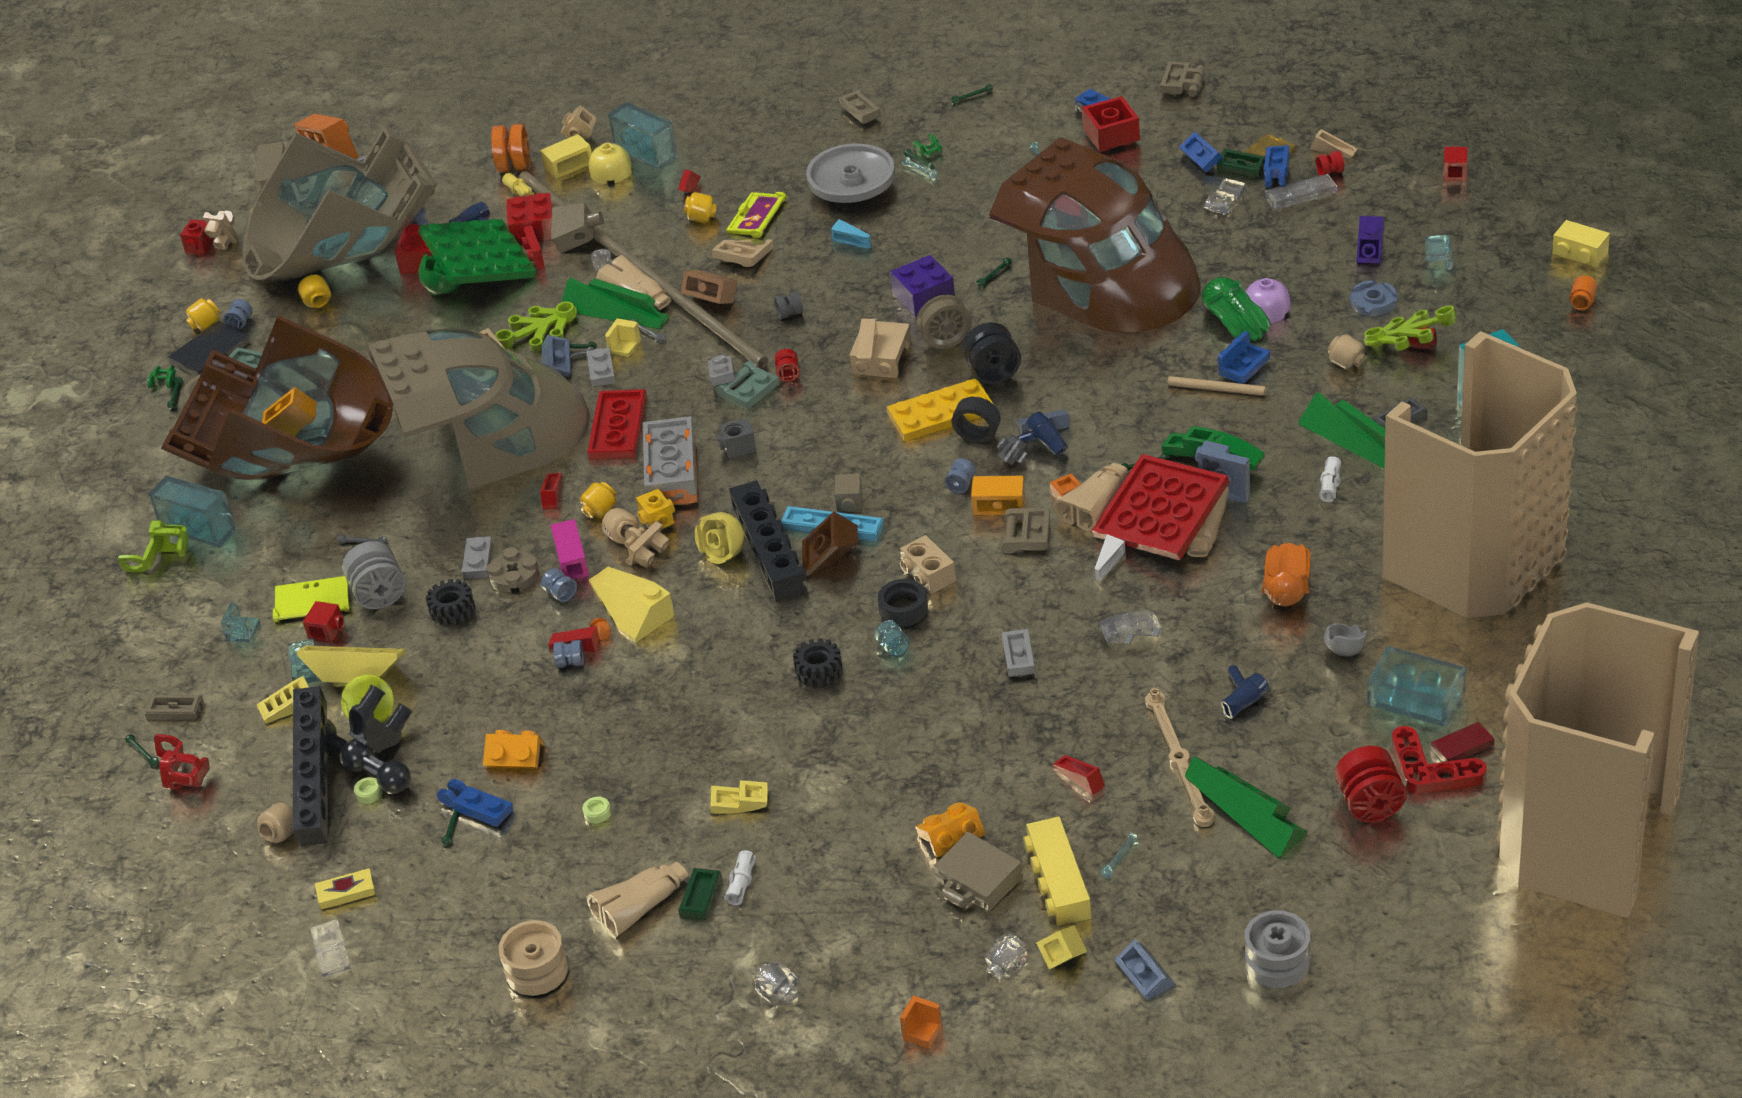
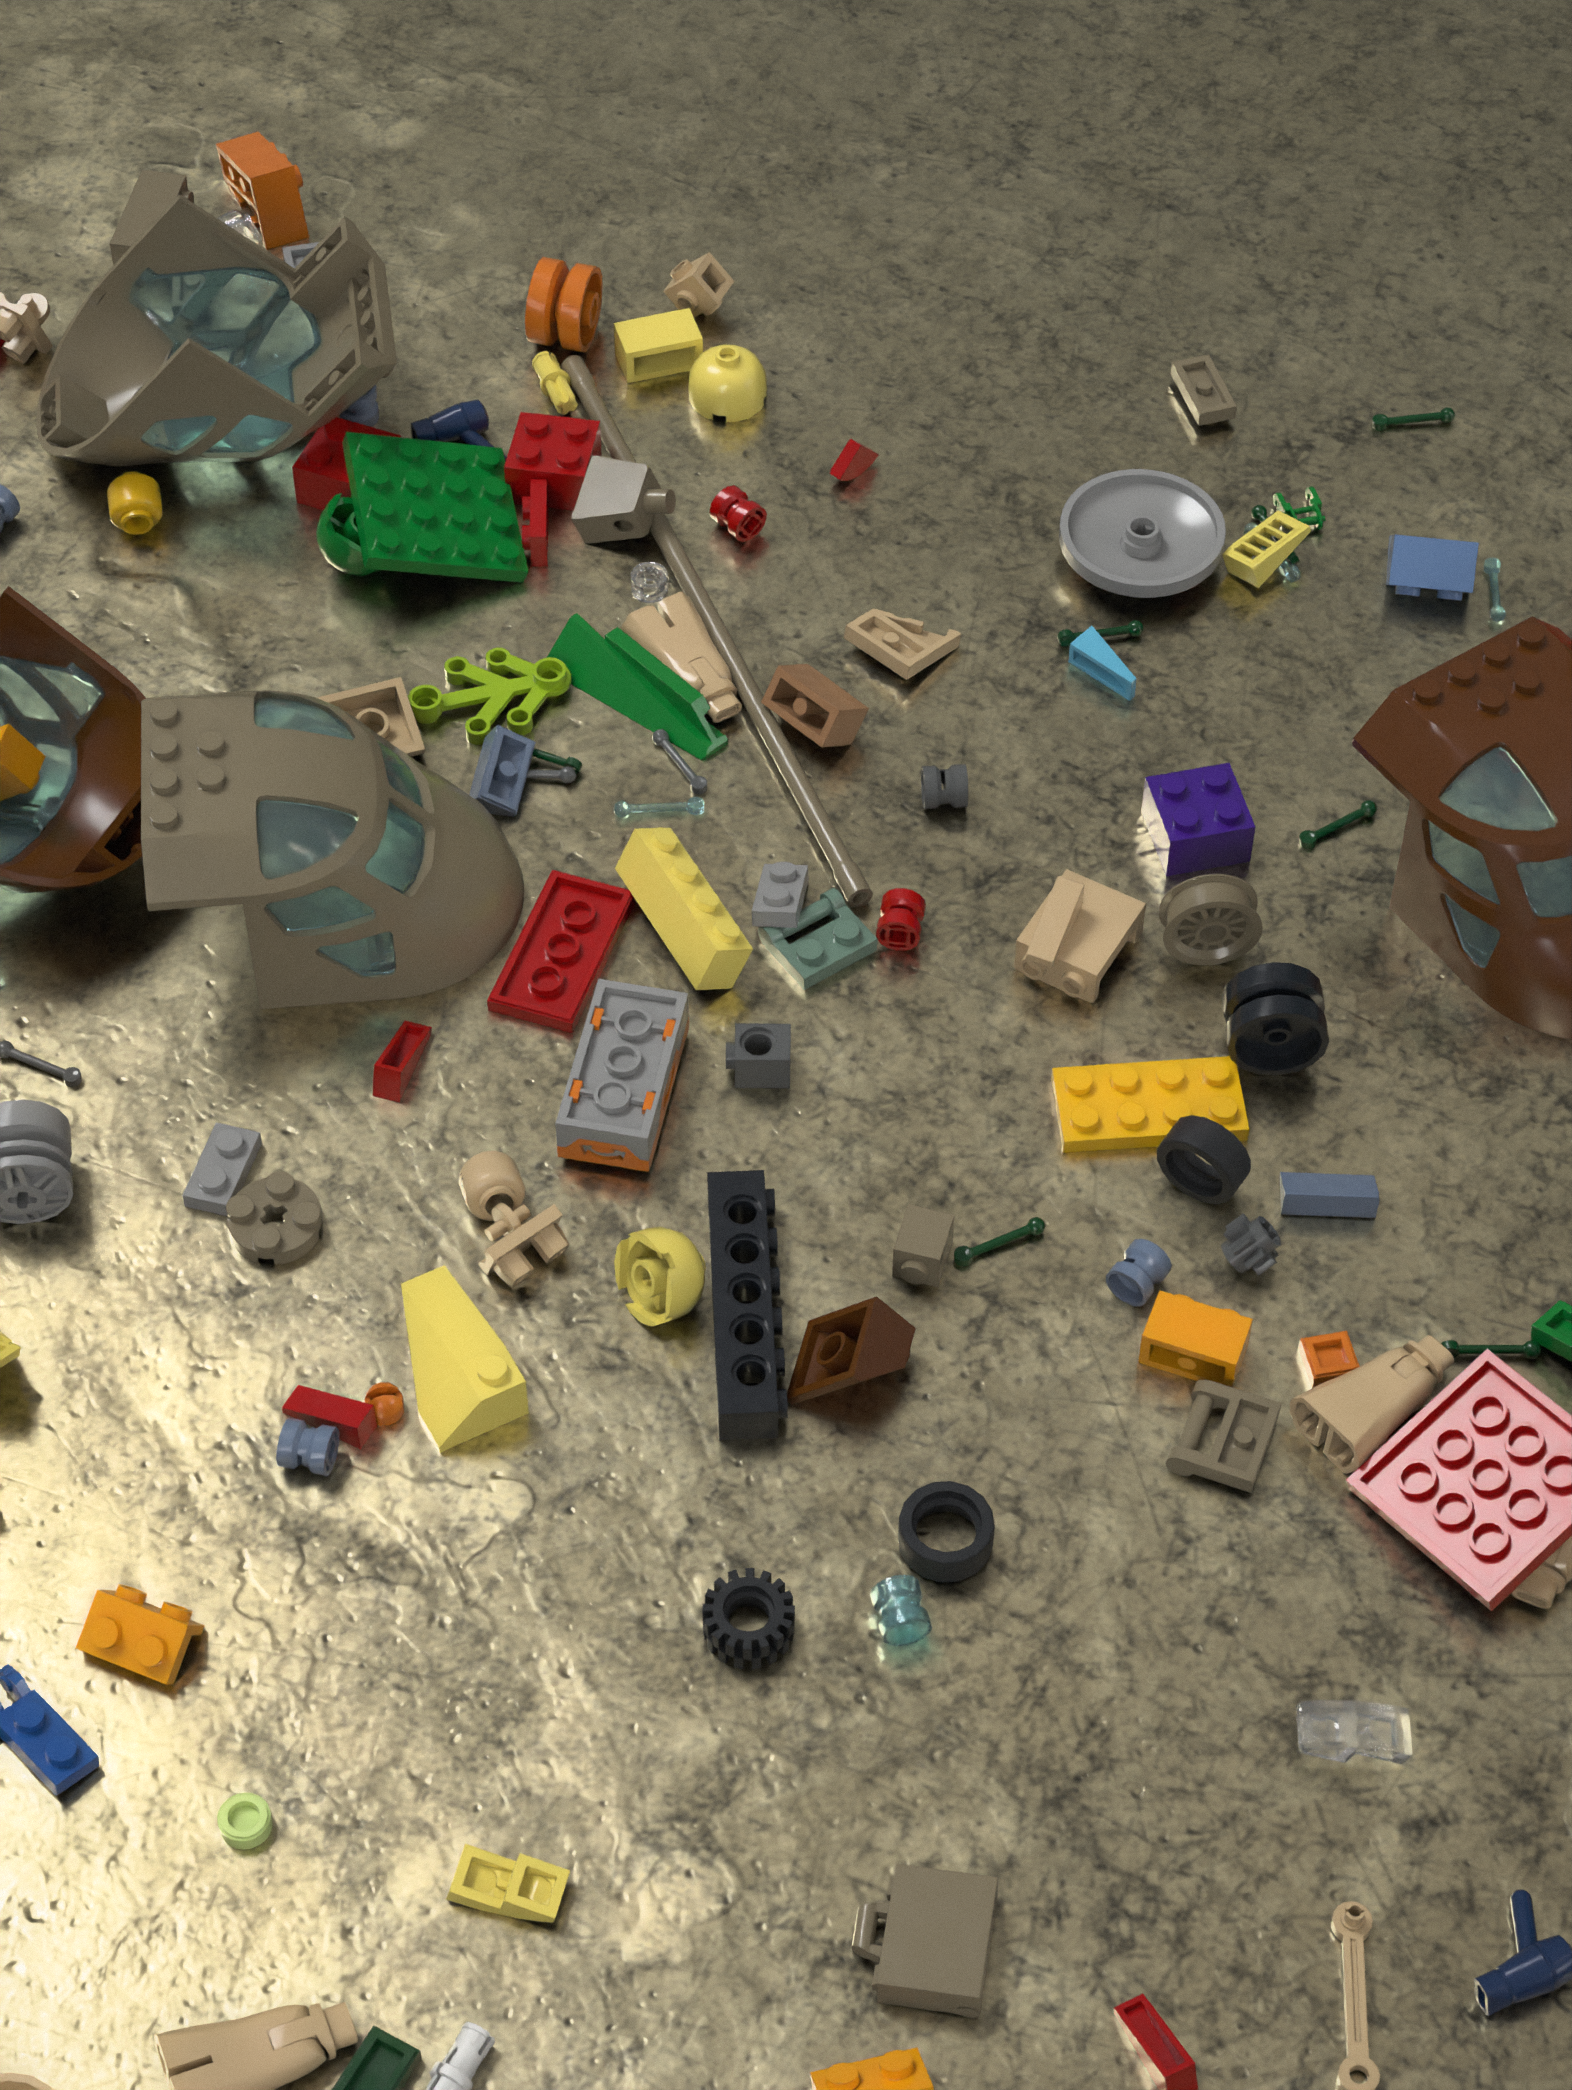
camera: 10 degrees right, 10 degrees up
(450, 612) = (137, 1234): black tyre -> none
(559, 585) = (343, 1287): sand blue wheel -> none
(569, 549) = (385, 1211): dark pink brick -> none
(598, 500) = (471, 1116): yellow head -> none
(600, 367) = (573, 815): light grey plate -> none
(623, 337) = (630, 767): light yellow panel -> none
(637, 217) = (741, 516): none -> red wheel
(643, 135) = (801, 345): clear light blue brick -> none
(655, 507) = (563, 1174): yellow brick -> none
(661, 348) = (694, 806): none -> clear light blue hinge
(674, 386) = (683, 908): none -> light yellow brick
(700, 207) = (854, 525): yellow head -> none
(756, 213) = (951, 564): door -> none
(808, 519) = (845, 1283): medium azure tile -> none
(860, 217) = (1134, 629): none -> dark green hinge
(870, 494) = (964, 1255): none -> dark green hinge
(912, 173) = (1257, 570): none -> light yellow slope
(927, 564) = (1025, 1457): tan brick -> none
(955, 759) = (932, 1939): none -> dark tan piece
(1003, 150) = (1431, 564): none -> medium blue slope
(1018, 652) = (1125, 1722): light grey plate -> none
(1043, 430) = (1322, 1224): dark blue piece -> none
(1110, 554) = (1367, 1542): white piece -> none

